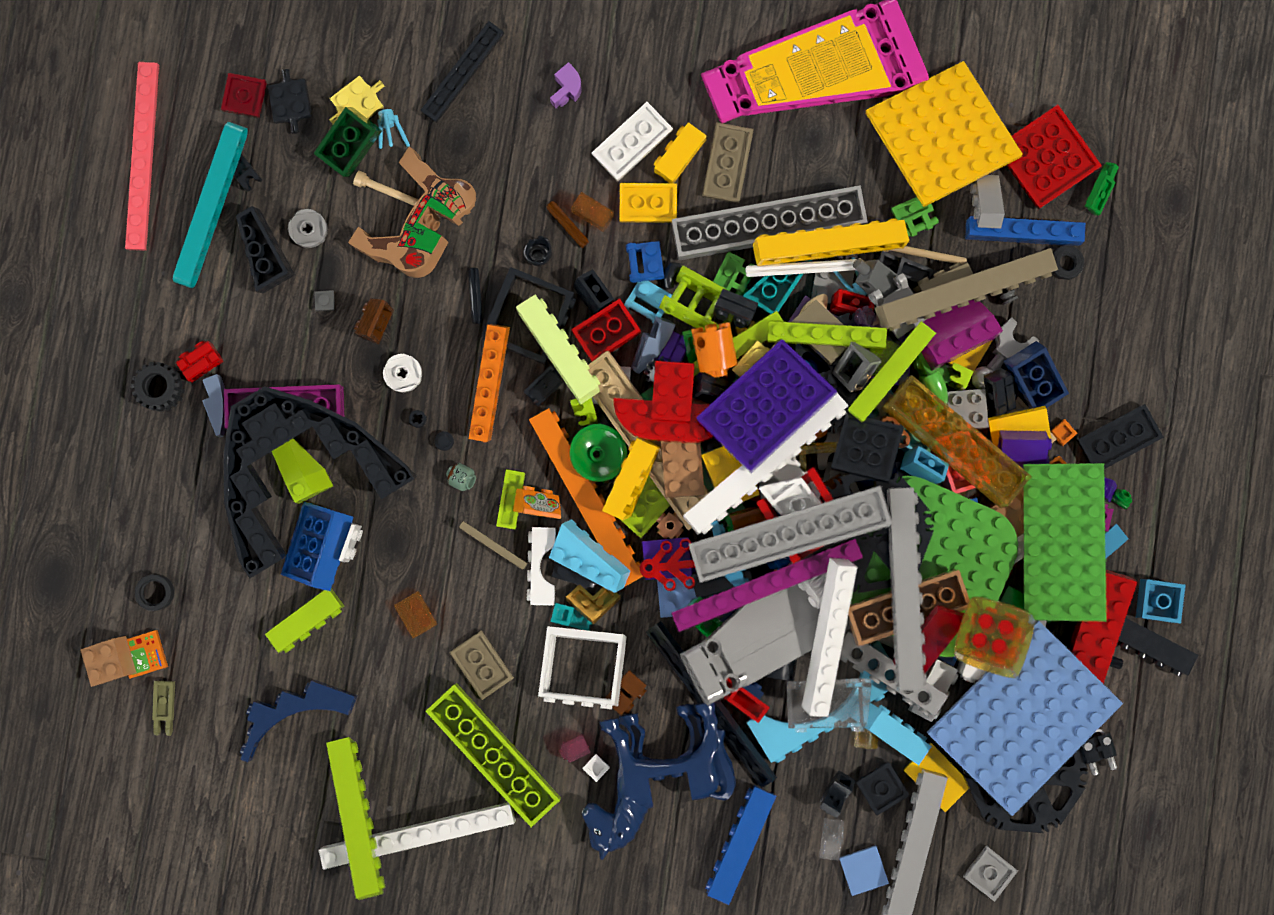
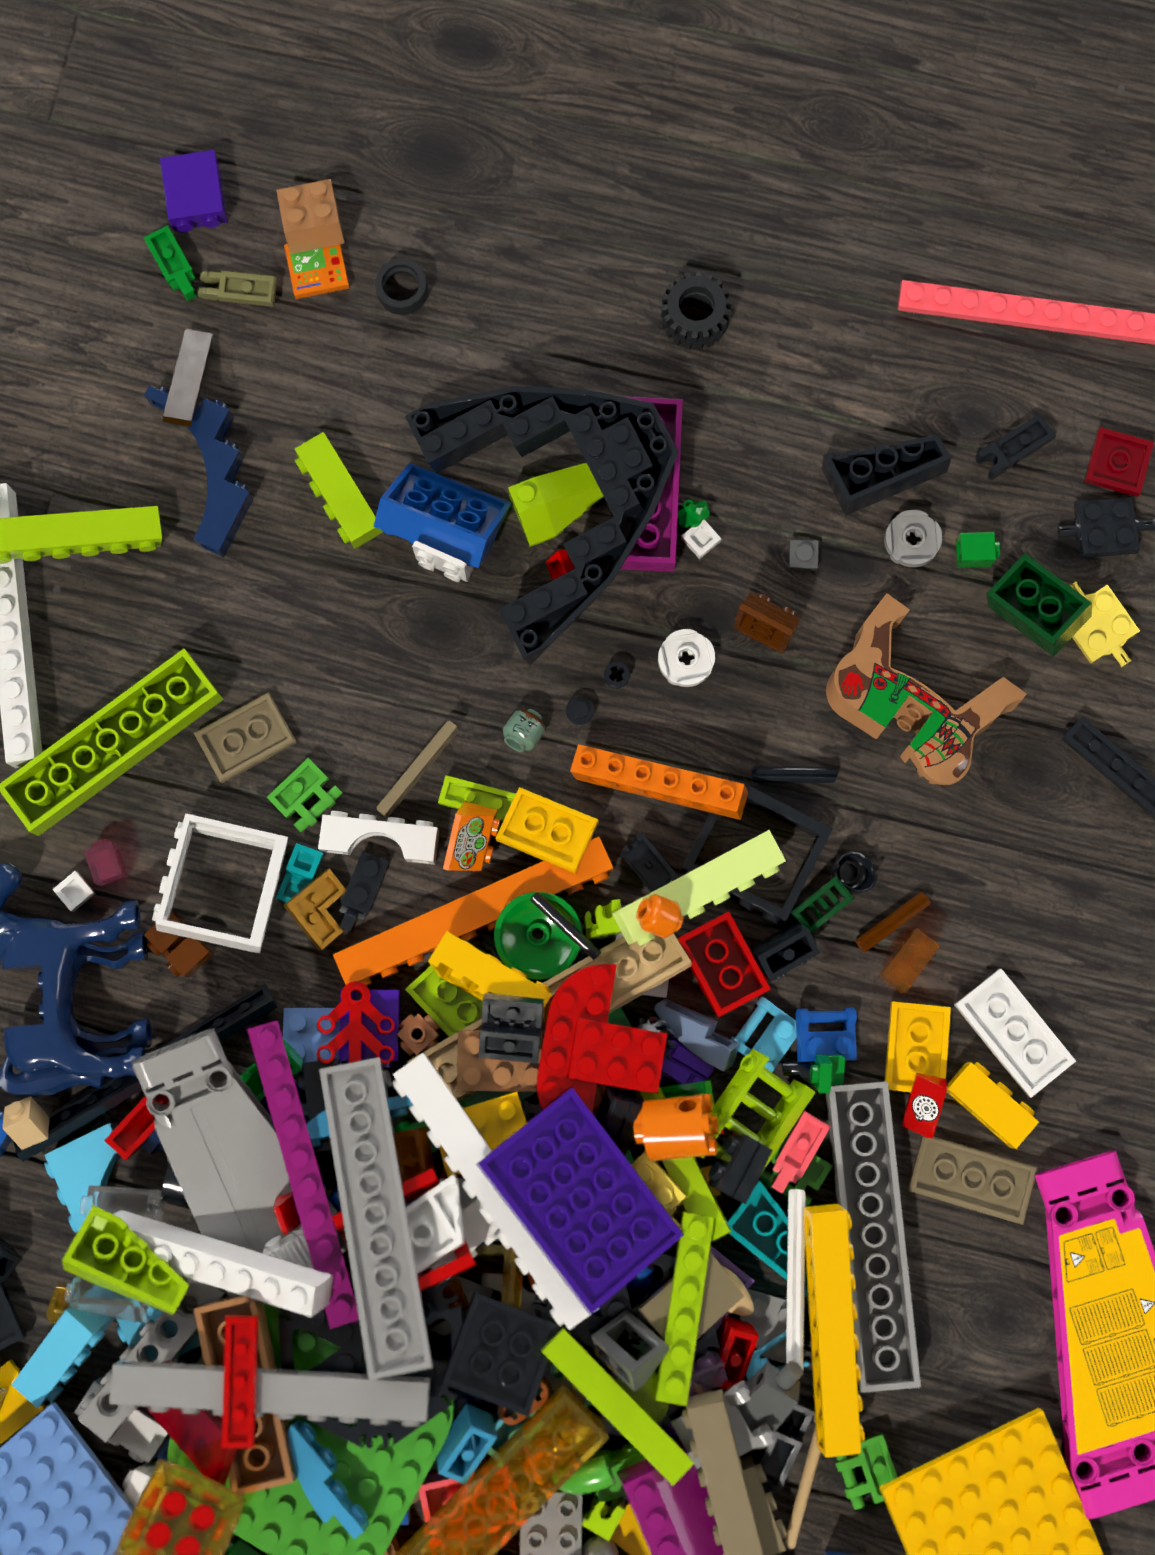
camera: 95 degrees right, 5 degrees down
(94, 747) = (193, 190): none -> dark purple brick
(147, 756) = (171, 261): none -> green hinge
(199, 361) = (728, 370): red brick -> none
(210, 204) = (958, 401): teal beam -> none
(215, 403) = (662, 385): sand blue slope -> none
(232, 733) = (188, 377): none -> tile
(302, 376) = (693, 513): none -> green plant
(312, 185) = (976, 549): none -> green brick
(318, 370) = (701, 539): none -> white plate
(346, 462) = (559, 564): none -> red tile
(363, 180) = (980, 624): tan piece -> none
(387, 120) = (1068, 665): medium azure plant -> none
(415, 614) = (328, 648): clear orange plate -> none
(513, 624) = (298, 789): none -> bright green plate
(527, 454) = (547, 830): none -> yellow tile
(571, 86) = (1108, 946): medium lavender brick -> none
(571, 280) = (806, 920): none -> dark green slope
(580, 371) = (659, 916): none -> orange head
(586, 557) = (380, 906): medium azure wedge -> none
(590, 435) = (568, 928): none -> black bar
(661, 461) = (511, 1028): none -> black slope
(669, 258) = (827, 1071): none -> green bracket
(684, 195) = (925, 1104): none -> red slope
(721, 273) = (798, 1150): none -> coral hinge
(752, 777) = (26, 1122): none -> tan brick
(792, 594) = (286, 1213): none -> red slope
(834, 698) = (120, 1261): none -> lime wedge
(901, 607) = (240, 1381): none -> red tile
(951, 558) = (313, 1469): none -> dark azure slope

